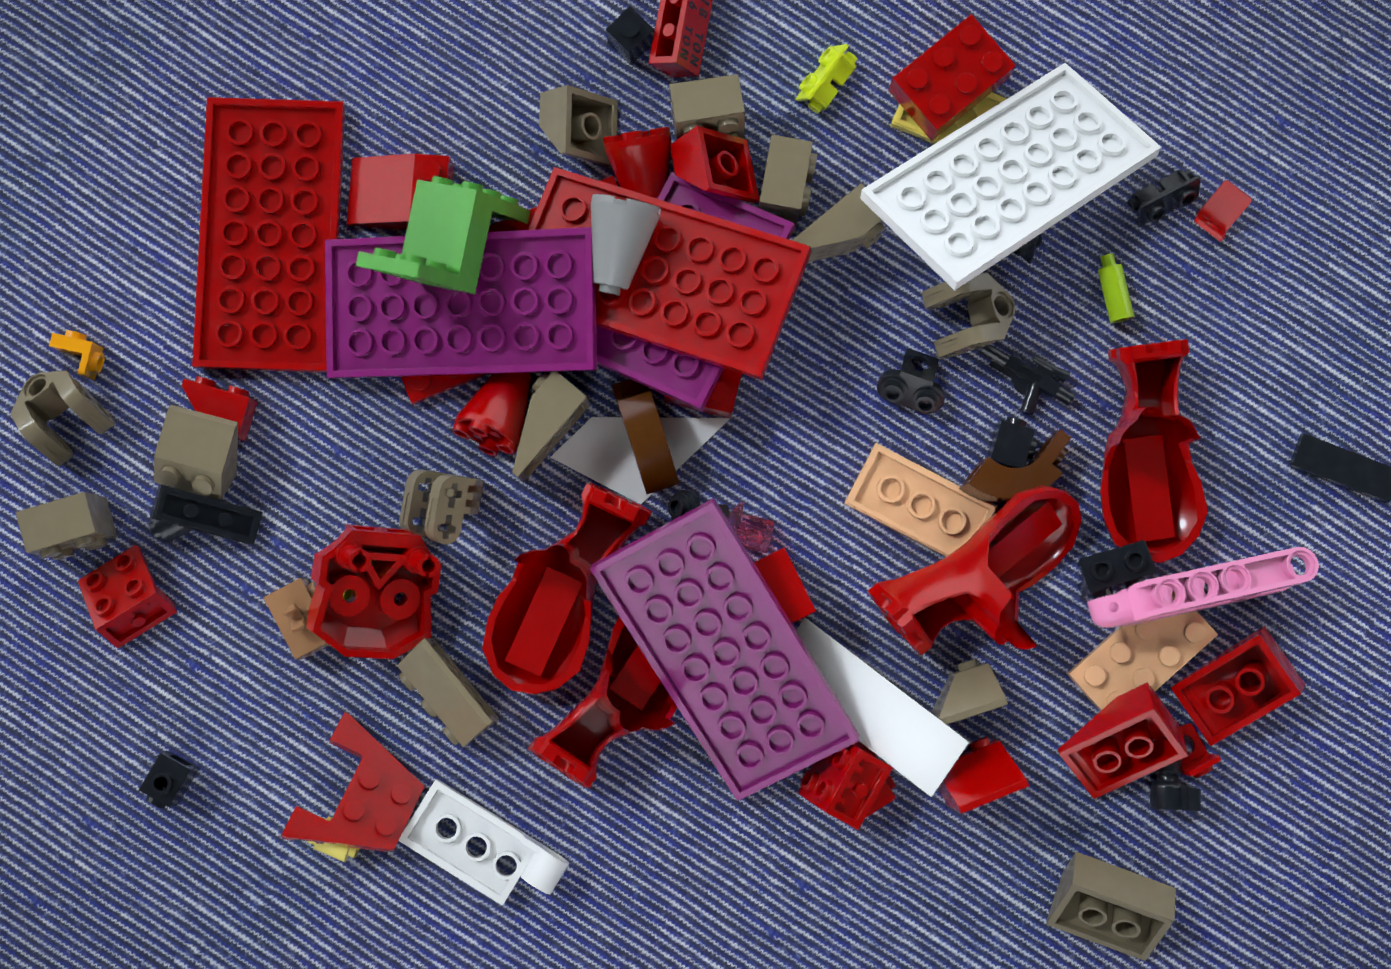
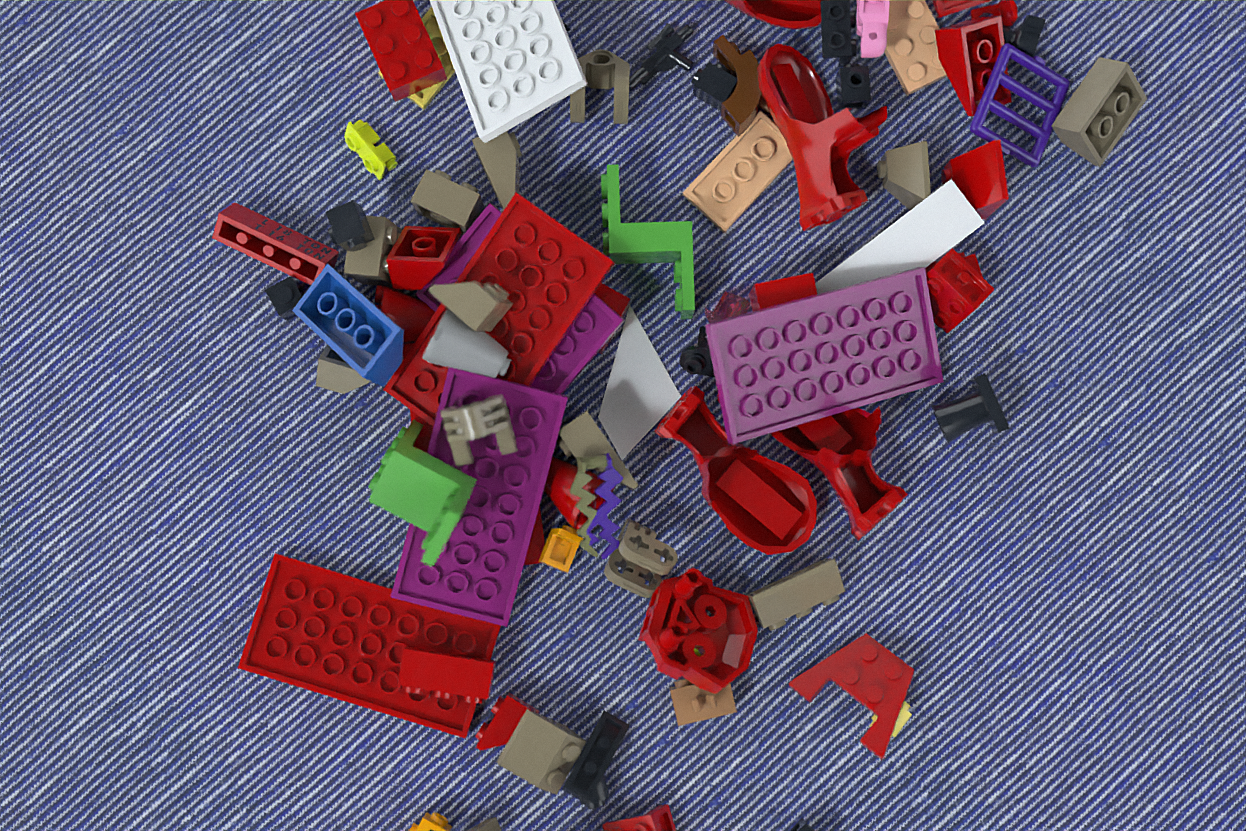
camera: 75 degrees left, 0 degrees up
(255, 324) = (446, 674): none -> red brick
(385, 187) = (361, 530): slope -> none
(430, 414) = (560, 548): none -> light orange bracket
(470, 442) = (597, 516): none -> piece
(534, 861) = (950, 558): white hinge -> none
(536, 275) = (477, 421): none -> dark tan piece
(610, 110) = (352, 326): none -> blue slope
(645, 435) = (627, 374): reddish brown arch -> none
(667, 234) = (474, 303): none -> dark tan slope
(709, 840) = (971, 411): none -> black plant
(721, 74) = (349, 226): none -> black brick
(804, 415) = (649, 243): none -> bright green bracket
(912, 387) = (645, 151): black bracket -> none
(1056, 606) = (853, 87): none -> black brick
(1080, 766) = (987, 103): none -> dark purple bar

